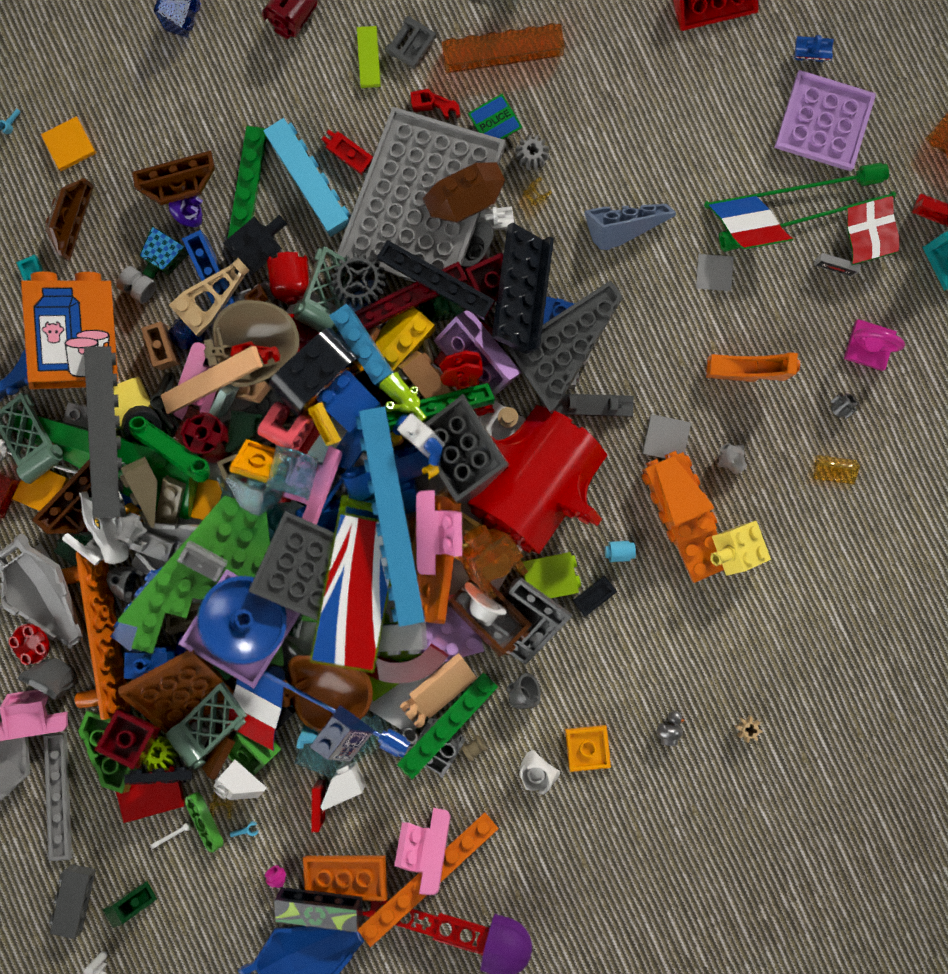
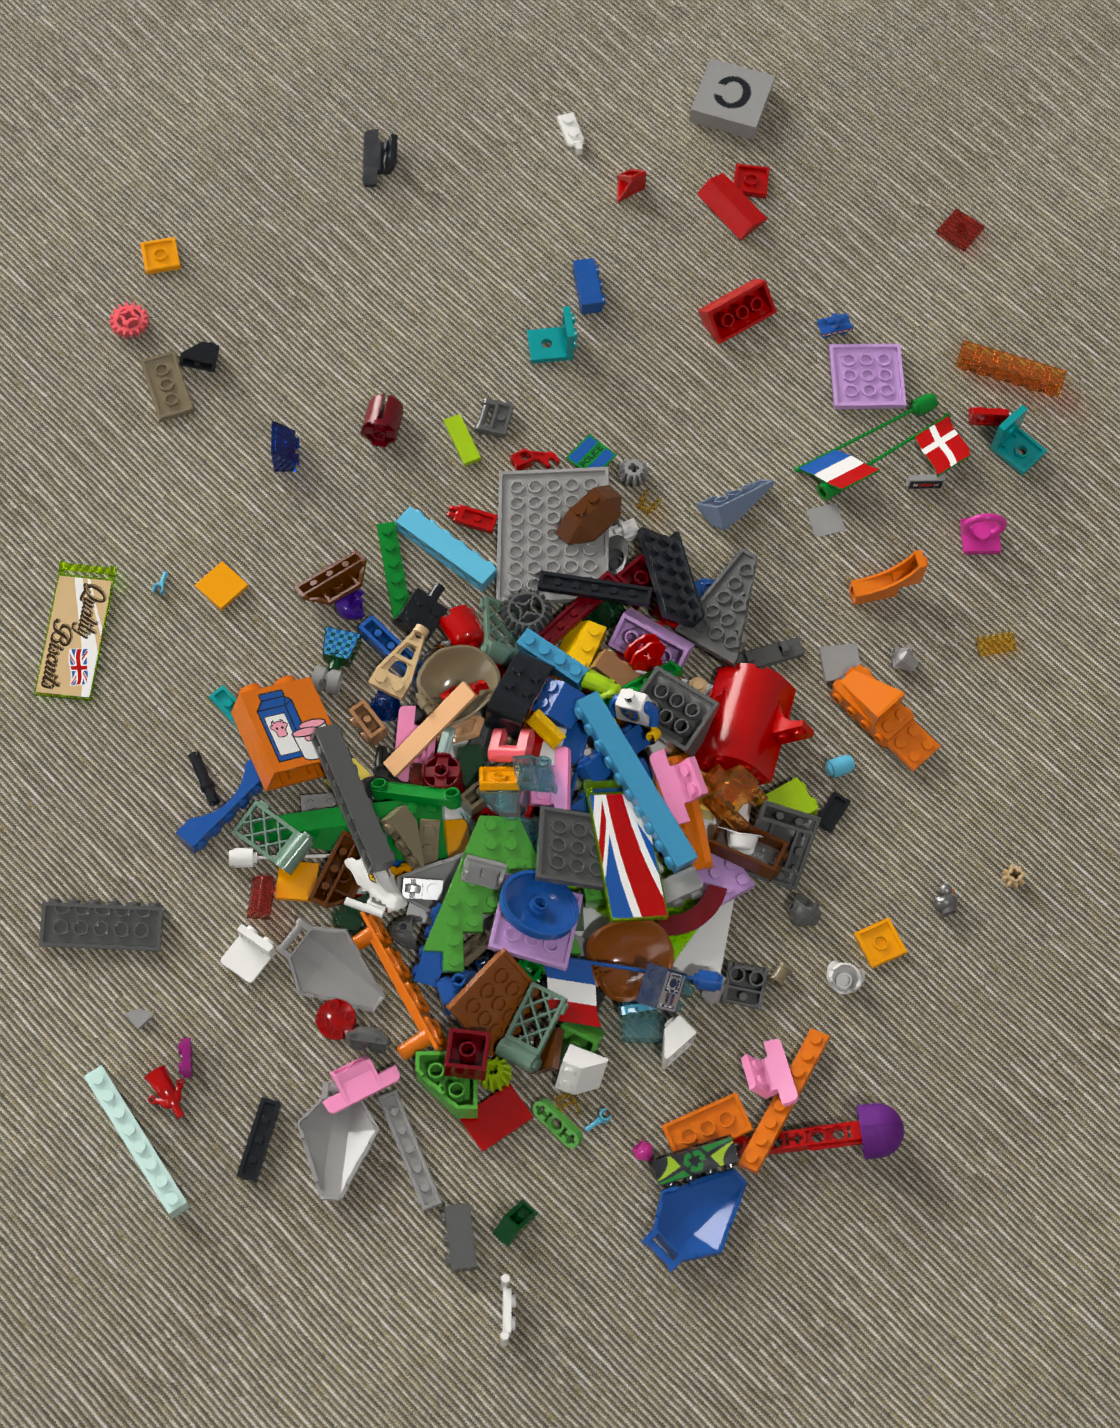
camera: 25 degrees left, 20 degrees down
(67, 216) = (243, 644): reddish brown wedge -> none
(129, 529) = (404, 872): light grey rock -> none
(137, 777) = (507, 1083): black wing -> none
(186, 827) = (541, 1137): white hinge -> none
(317, 814) = (659, 1066): red tile -> none
(438, 690) = (729, 928): light nougat tile -> none
(447, 726) = (748, 956): green plate -> none
(503, 48) = (575, 399): clear orange brick -> none
(740, 548) = (941, 726): light yellow brick -> none
(843, 405) = (979, 588): dark grey gear -> none

